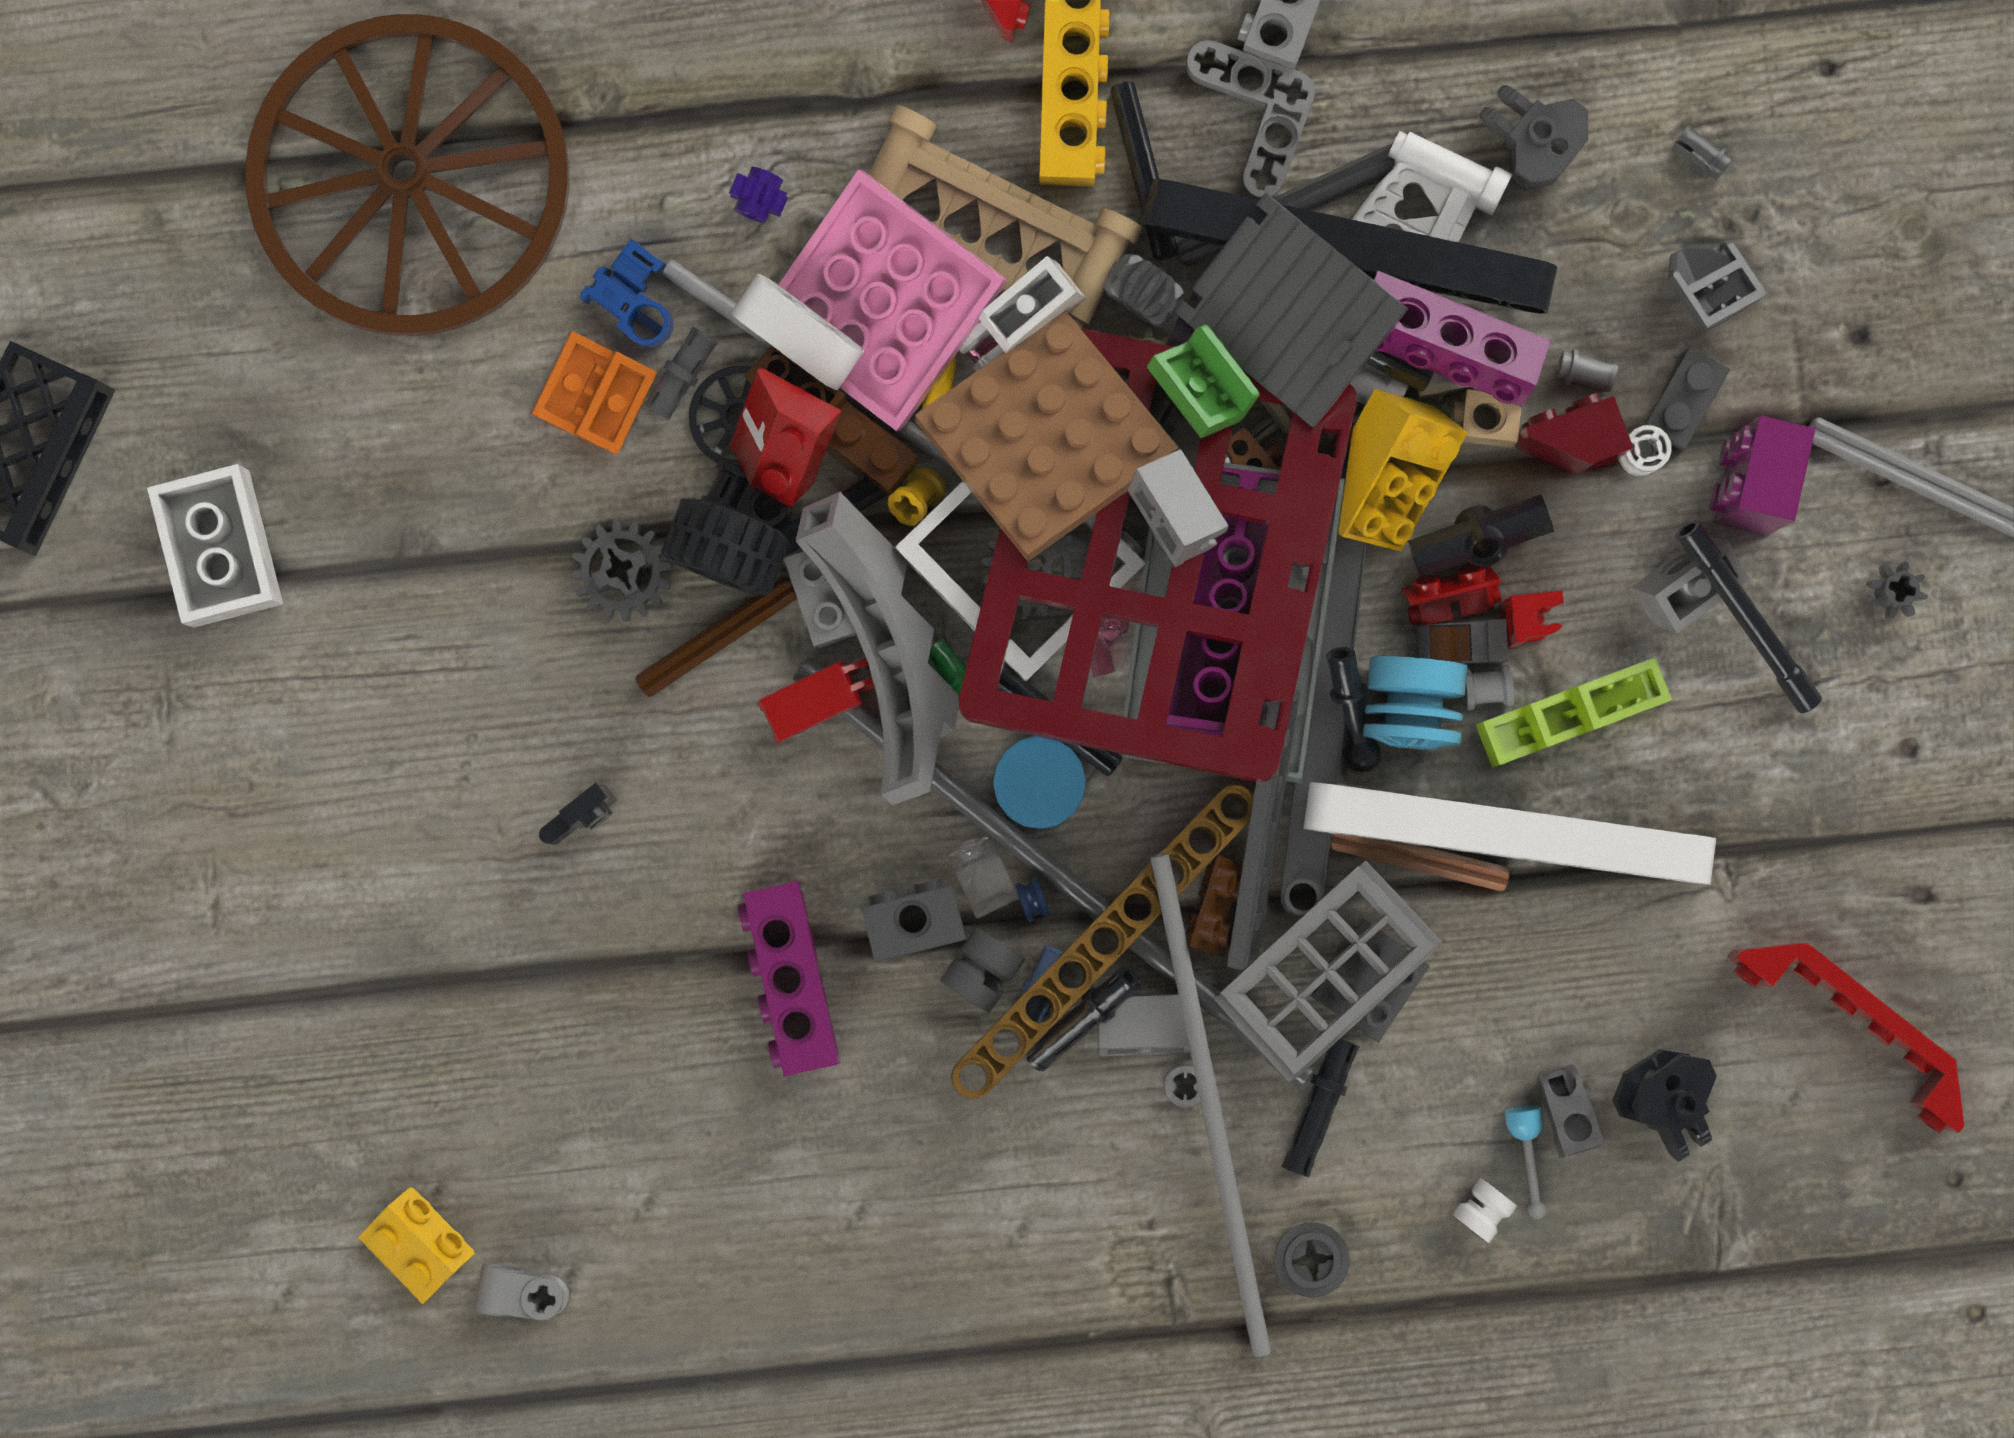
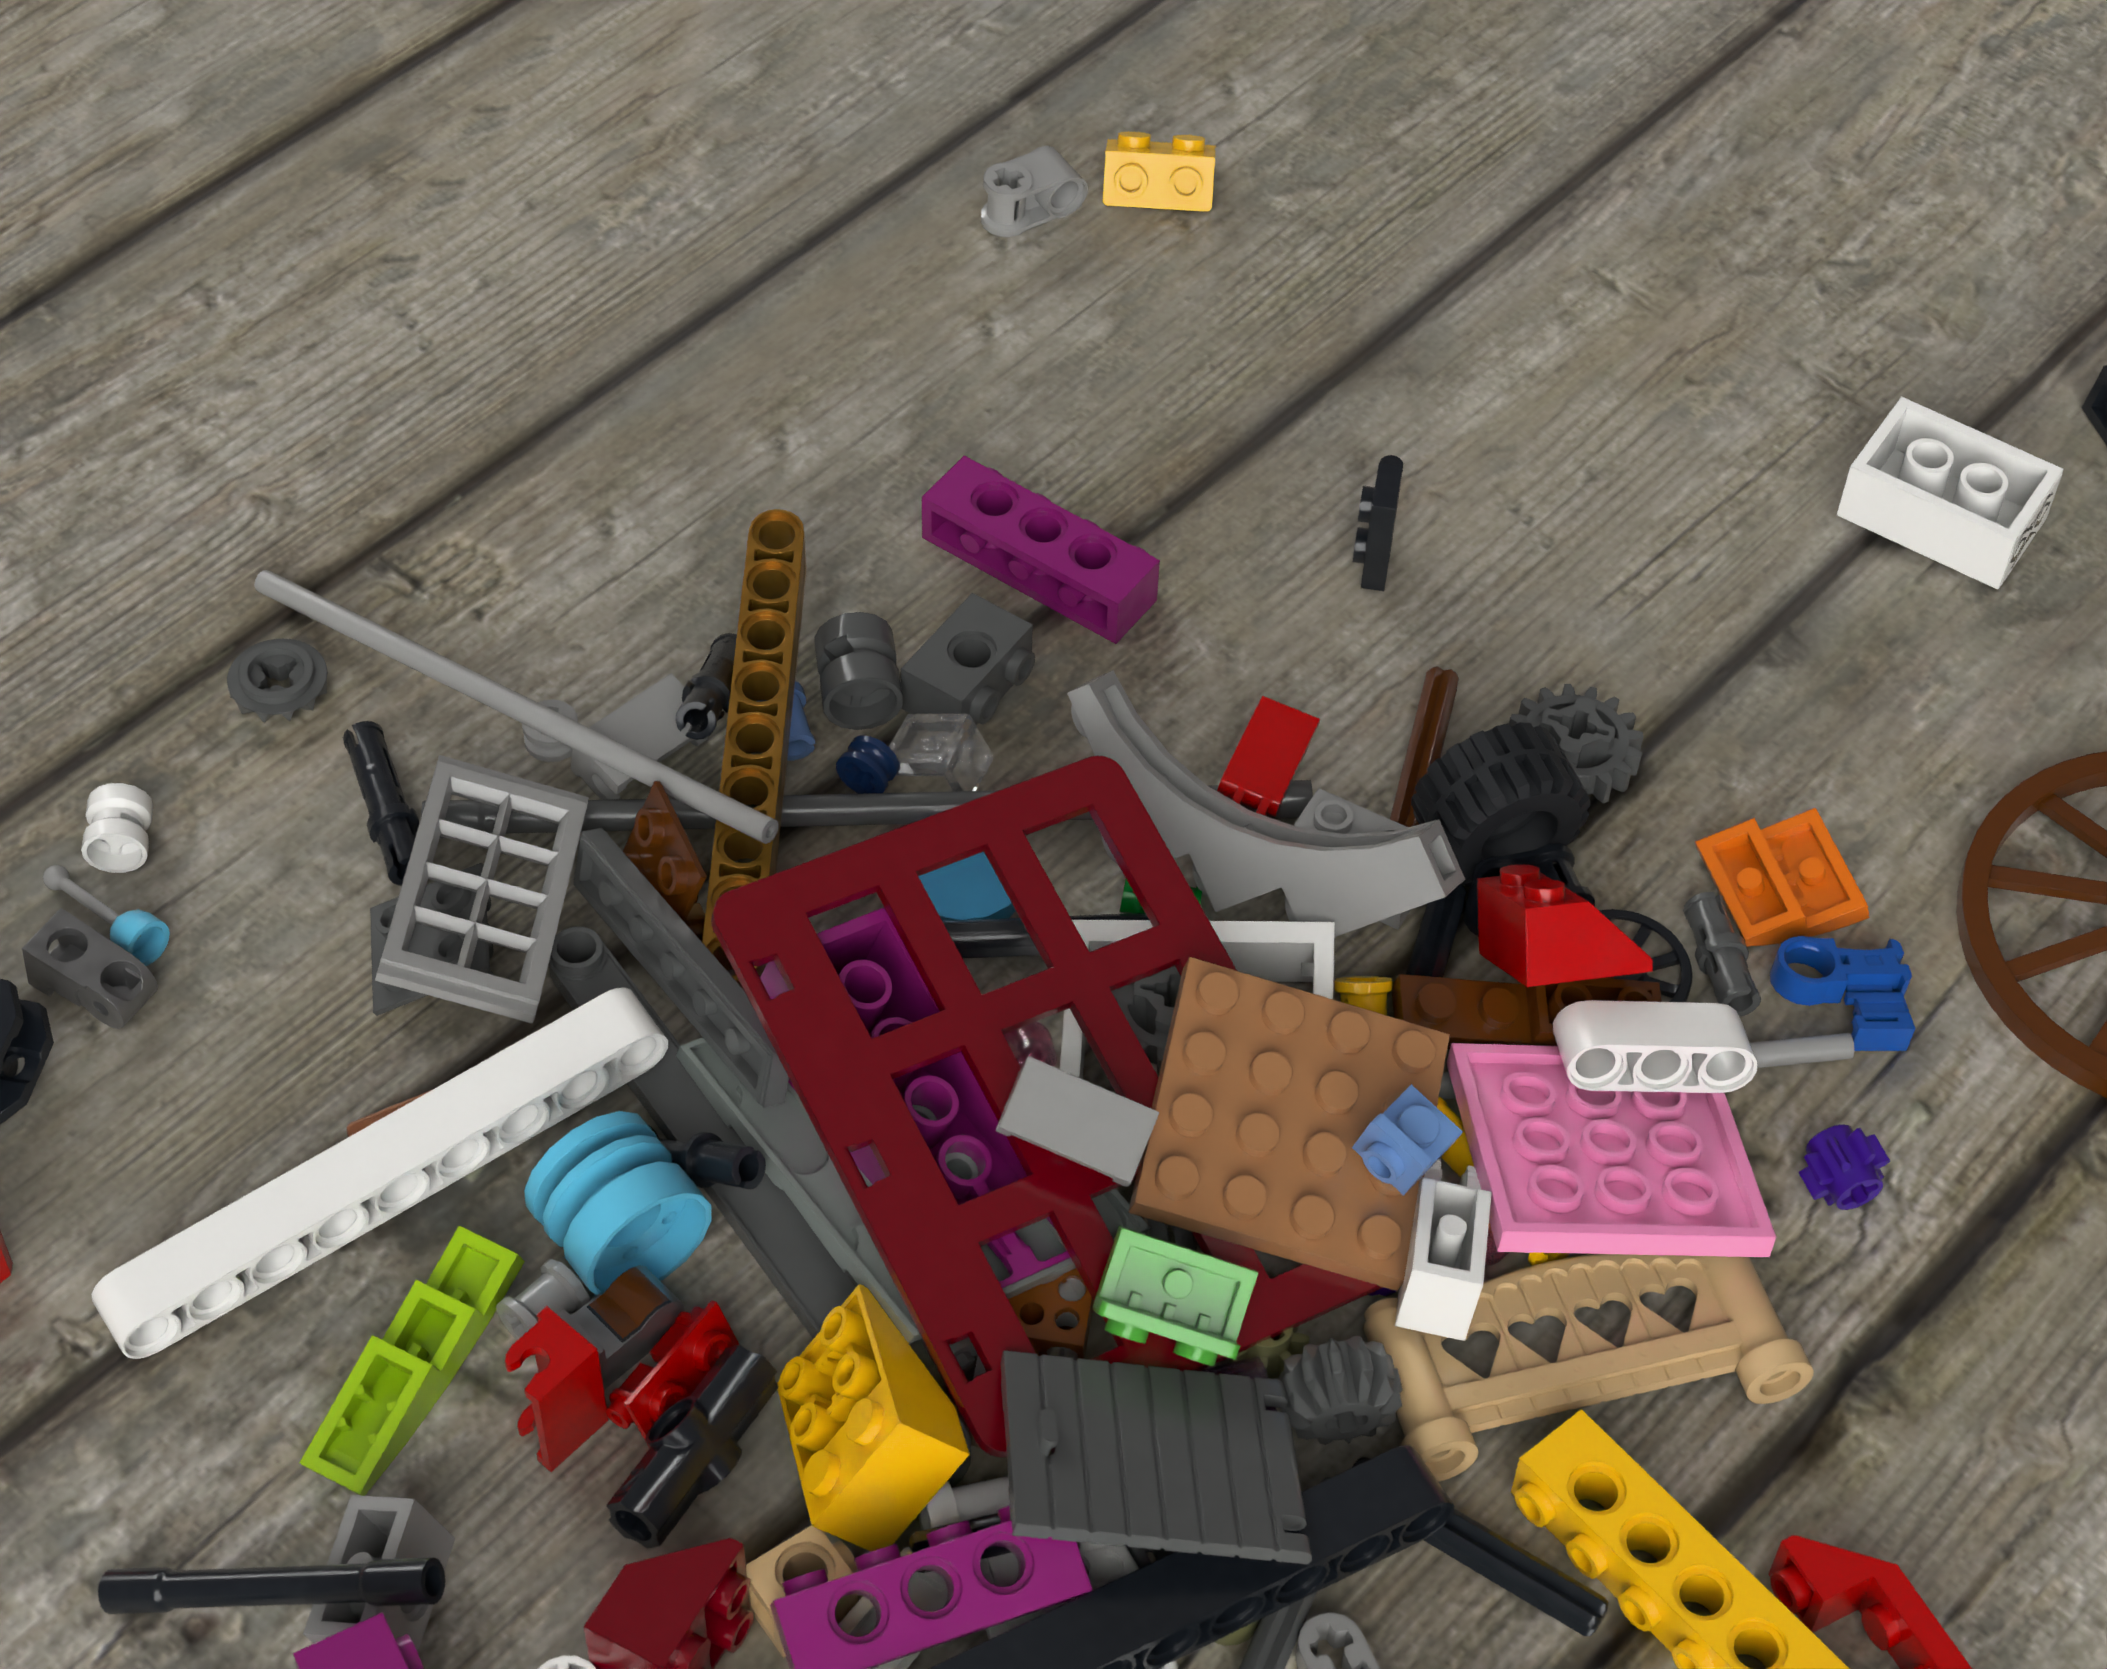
camera: 140 degrees right, 35 degrees down
(1007, 365) = (1406, 1140): none -> medium blue bracket

